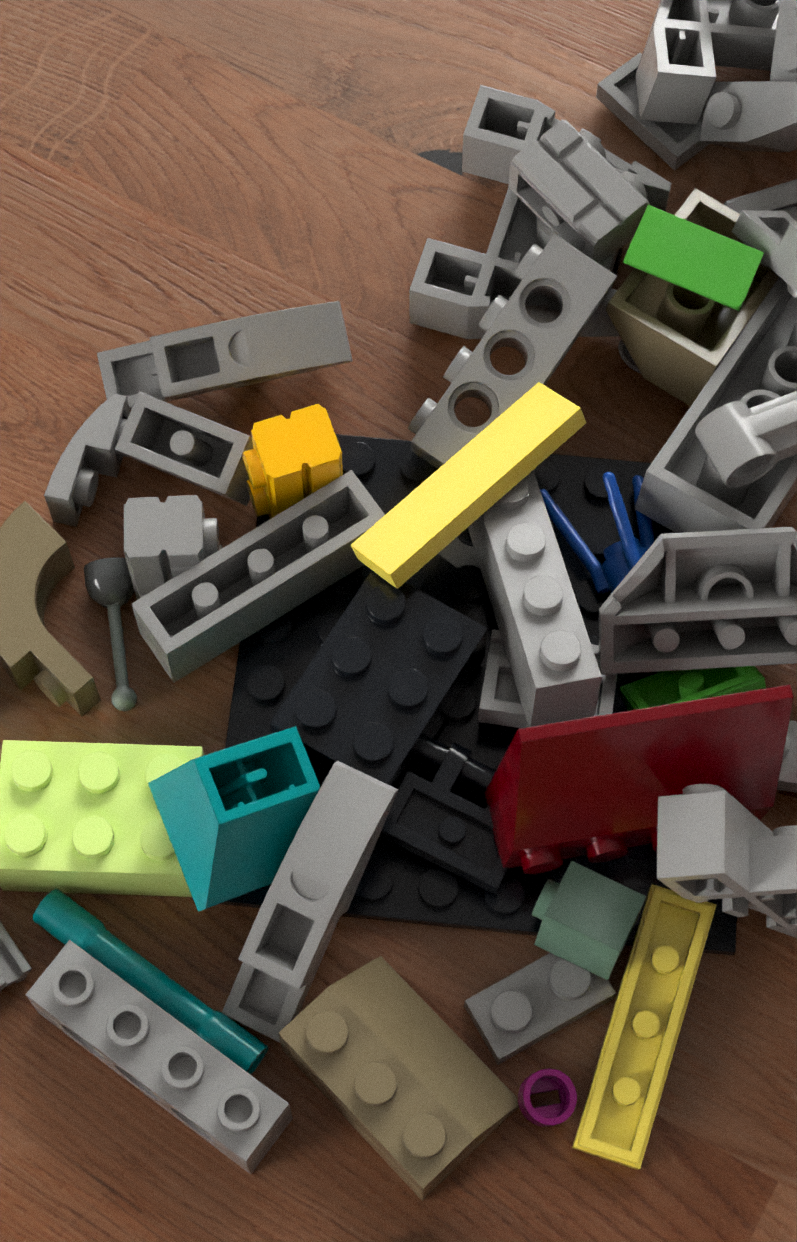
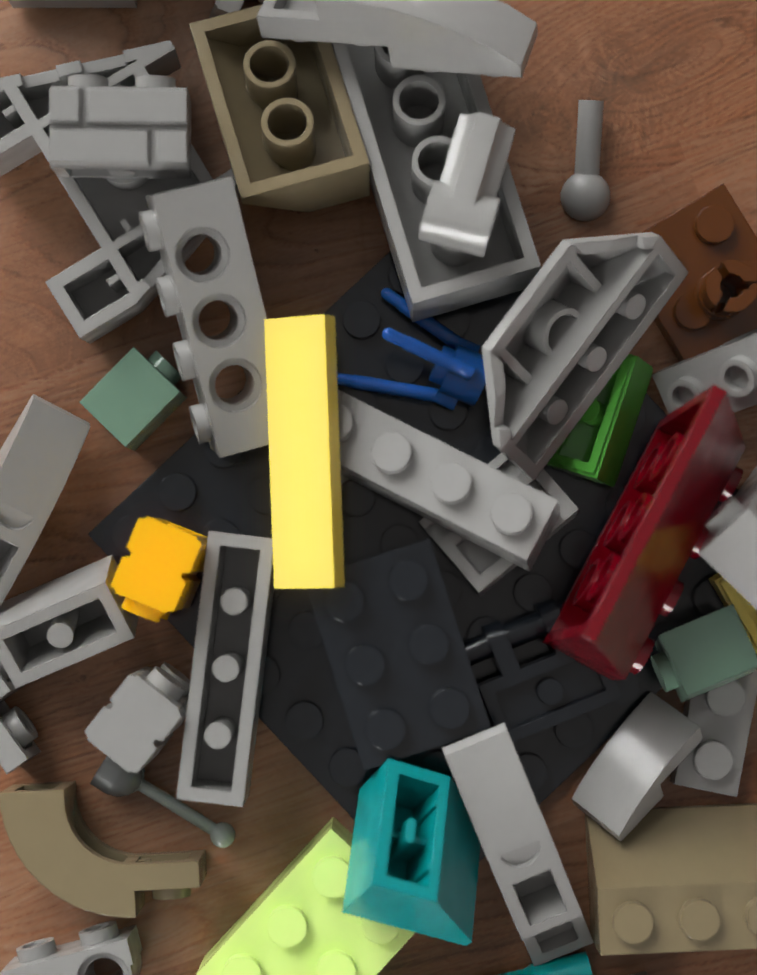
camera: 45 degrees left, 20 degrees up
(398, 374) = (135, 397): none -> sand green brick
(432, 951) = (634, 763): none -> light grey slope
(693, 257) = (266, 98): bright green slope -> none

